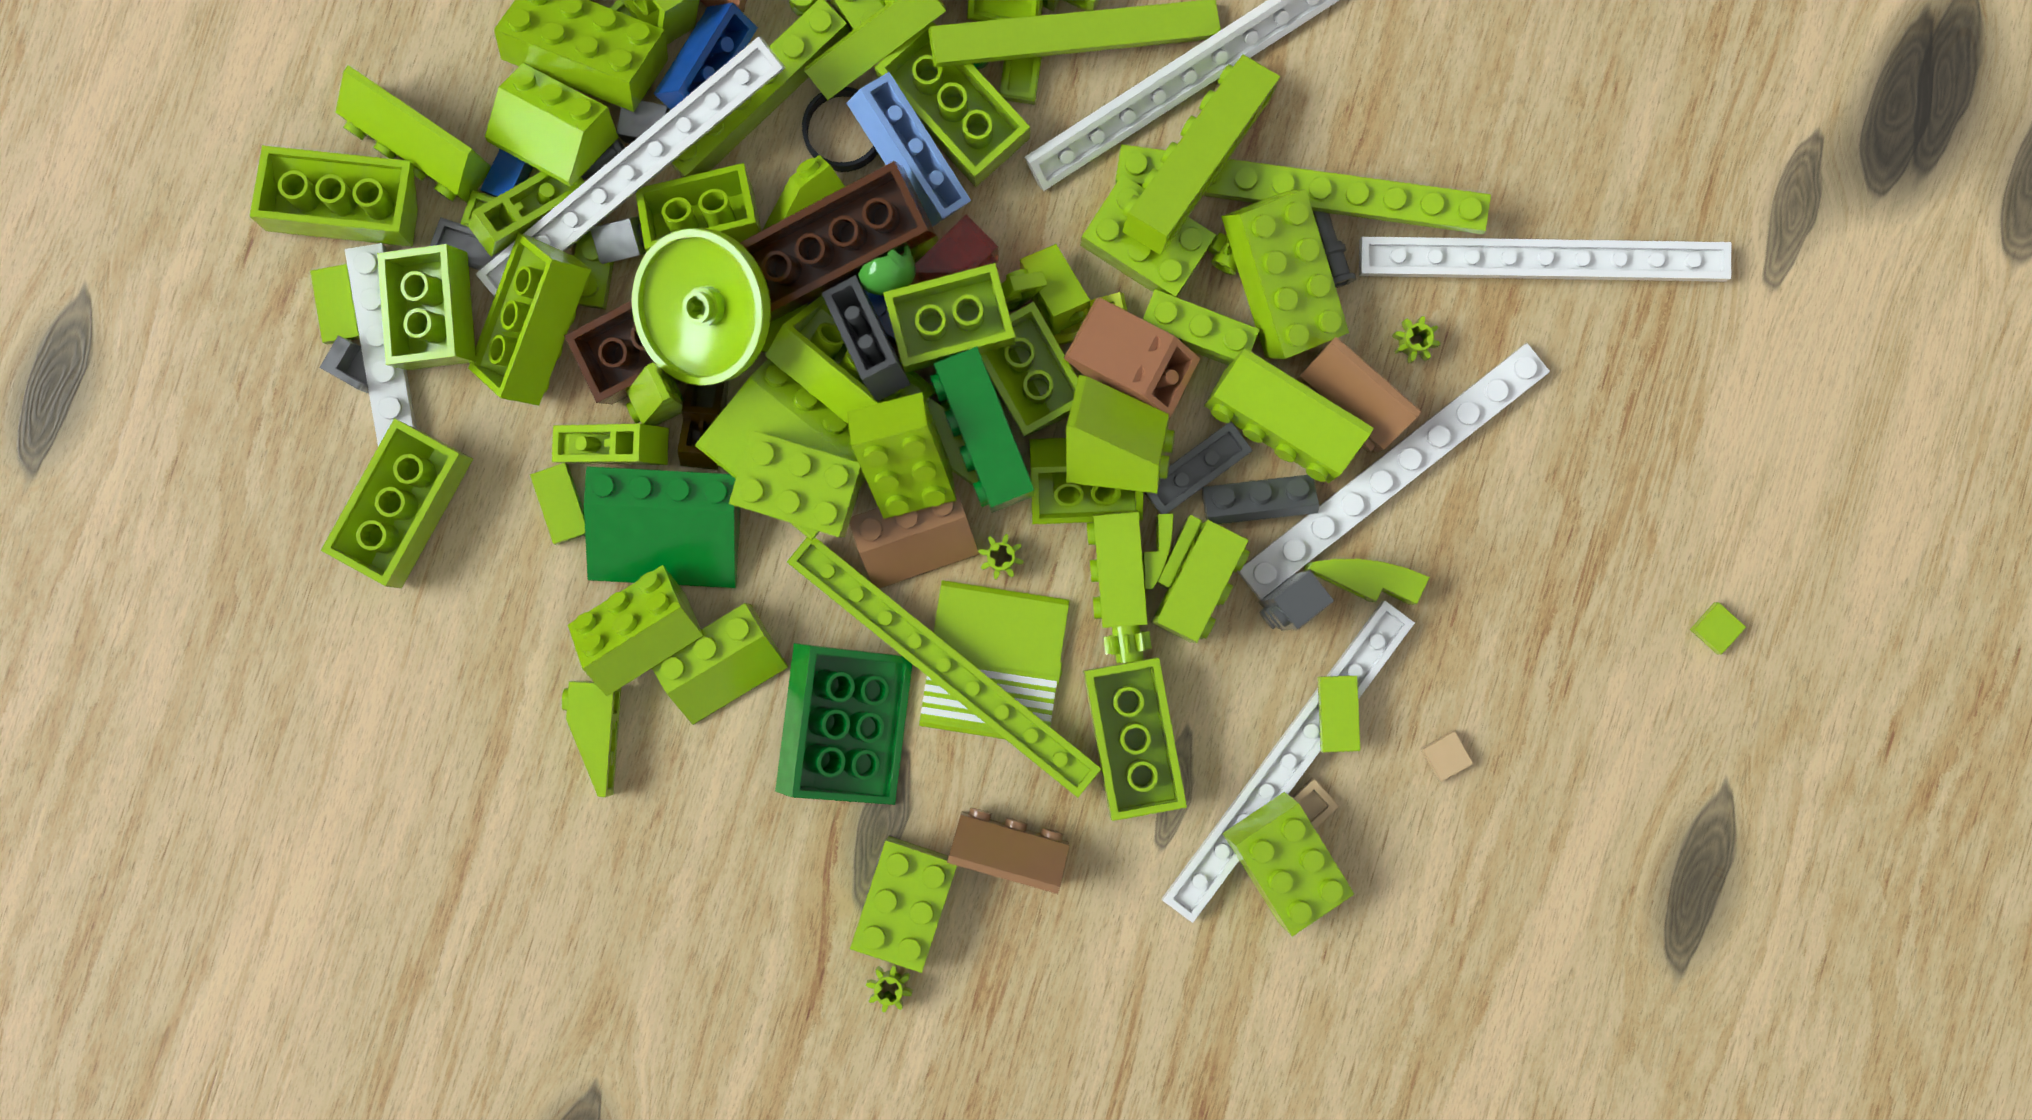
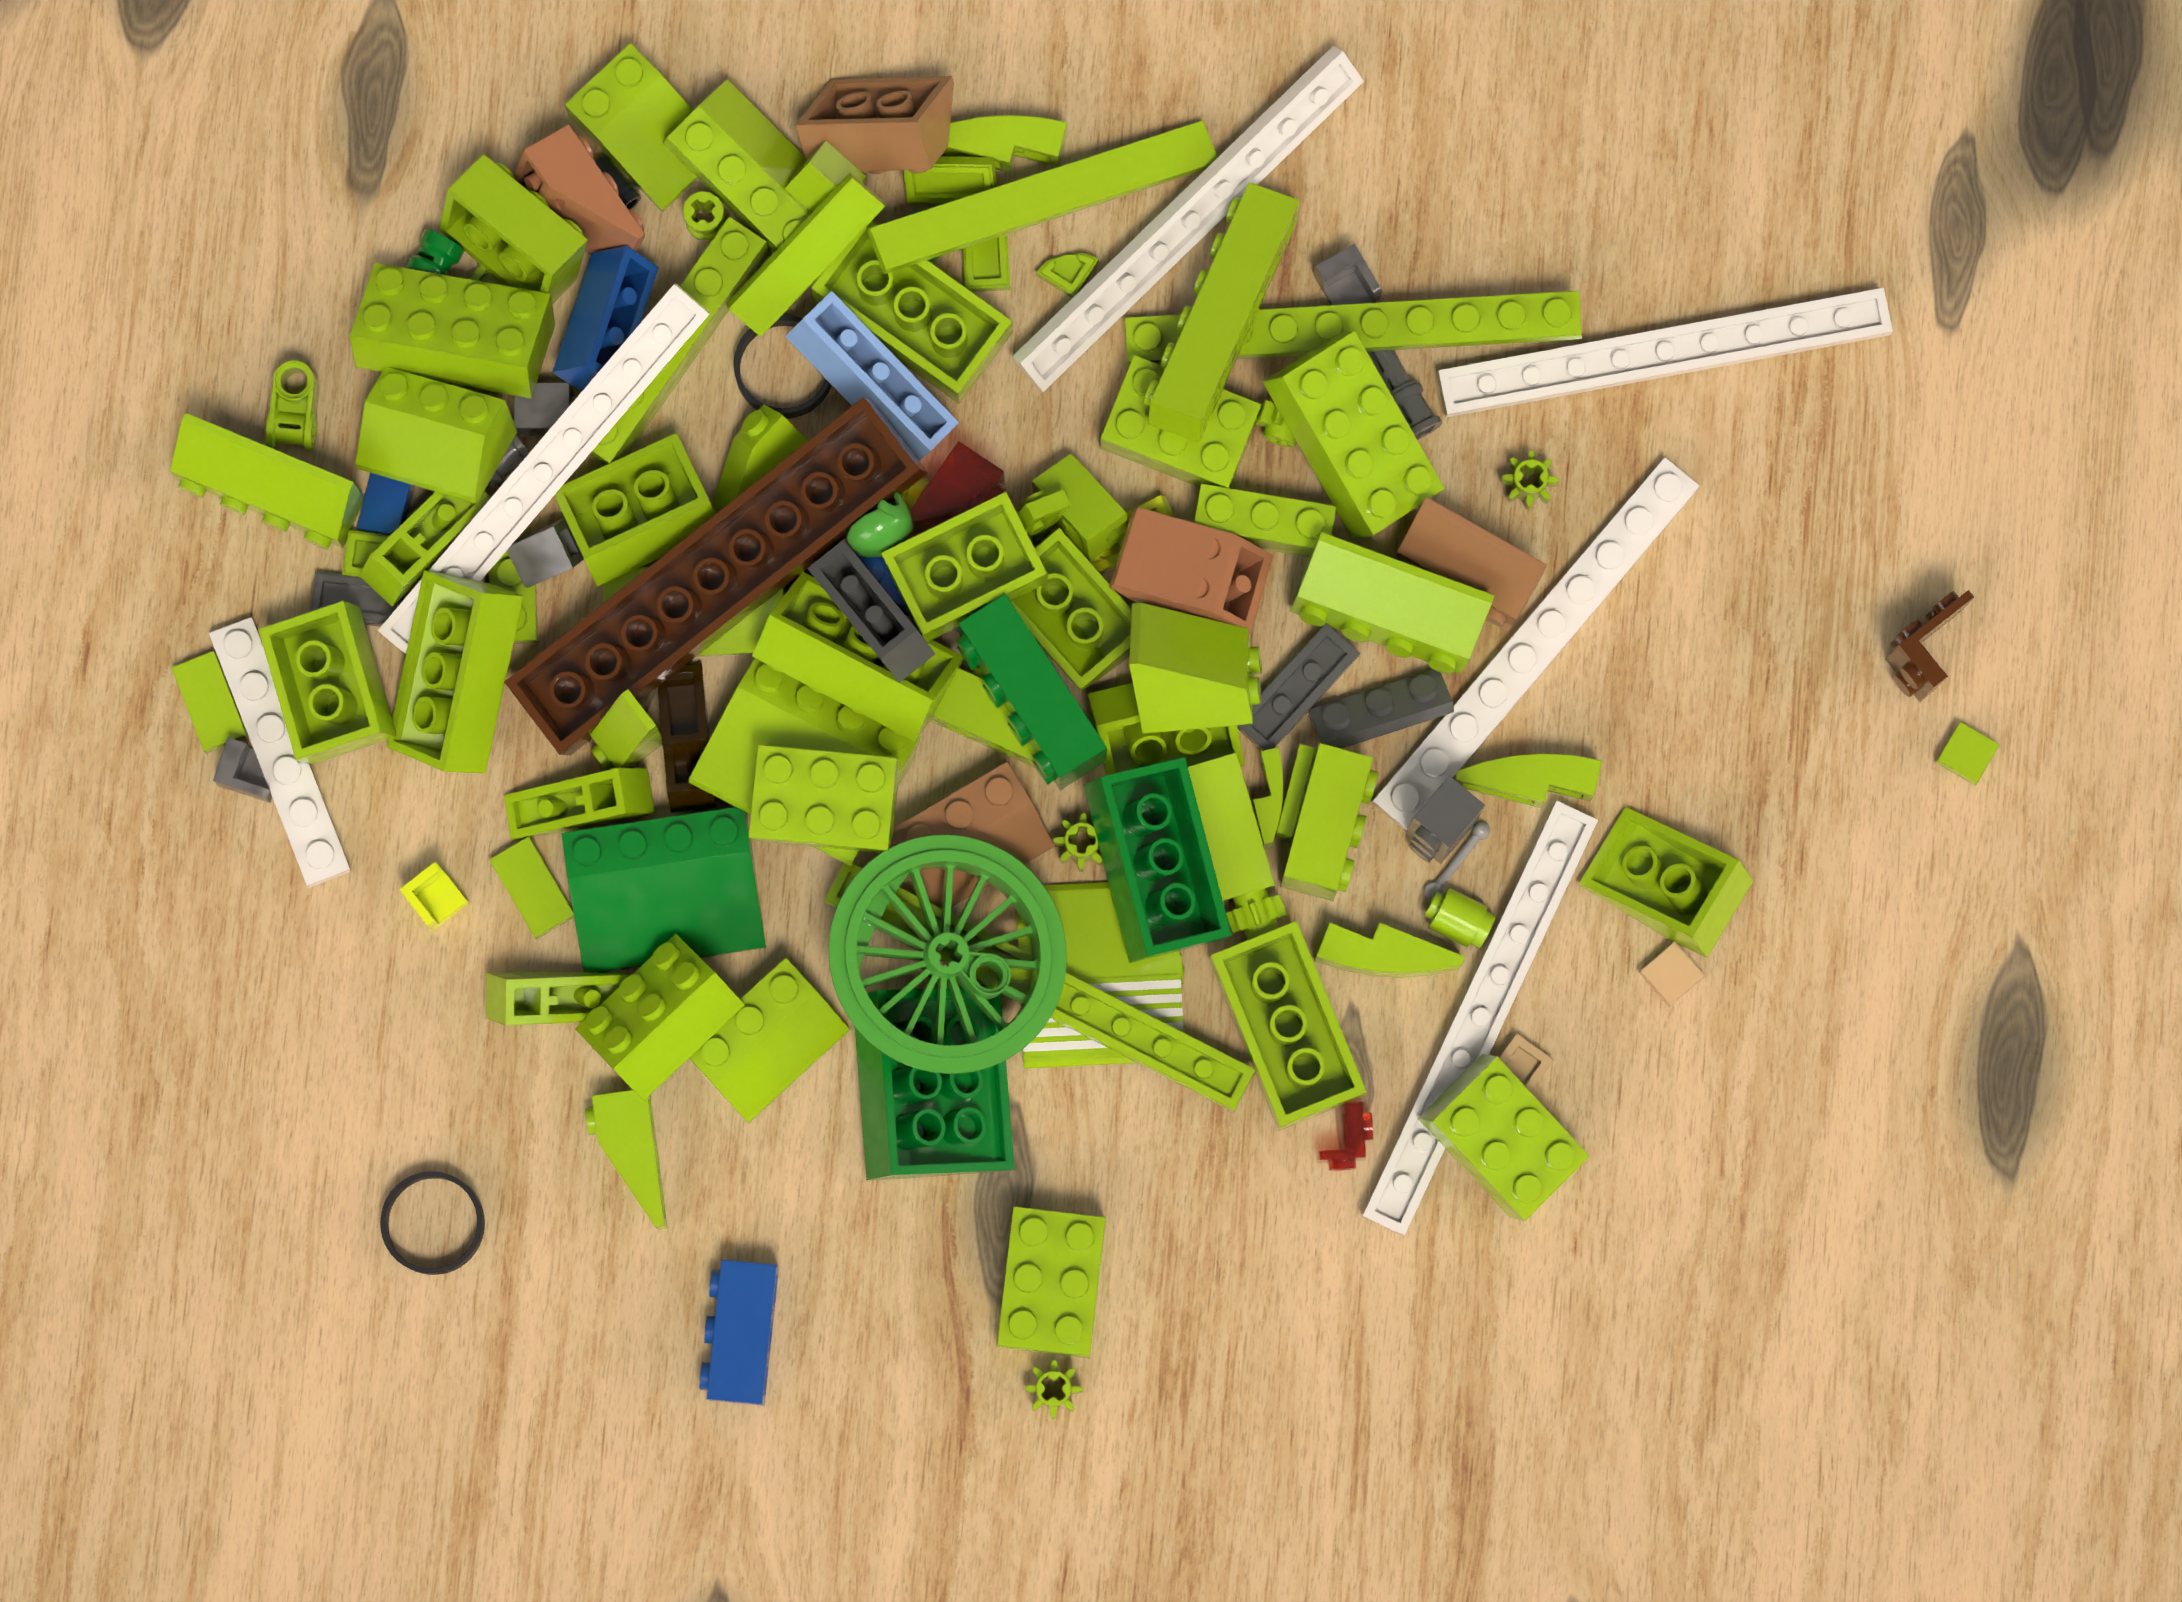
camera: 10 degrees left, 5 degrees down
(335, 196) = (189, 571): lime slope -> none
(389, 756) = (384, 1222): none -> black tyre
(396, 504) = (339, 925): lime slope -> none
(445, 84) = (293, 410): none -> lime piece
(478, 495) = (434, 896): none -> neon yellow panel
(552, 593) = (547, 995): none -> lime slope
(650, 892) = (740, 1332): none -> blue brick
(701, 306) = (669, 613): lime dish -> none
(808, 583) = (860, 915): none -> bright green piece
(901, 455) = (942, 740): lime brick -> none
(1009, 850) = (1164, 1190): medium nougat slope -> none
(1057, 586) = (1157, 859): none -> green brick
(1083, 99) = (1068, 272): none -> lime tile
(1172, 830) = (1357, 1129): none -> clear red bracket
(1222, 694) = (1386, 955): none -> lime slope
(1271, 651) = (1480, 831): none -> light grey hinge
(1288, 678) = (1459, 918): none -> lime brick
(1304, 148) = (1347, 279): none -> flat silver panel
(1338, 713) = (1528, 946): lime tile -> none
(1459, 682) = (1668, 881): none -> lime slope
(1693, 545) = (1914, 666): none -> reddish brown bracket

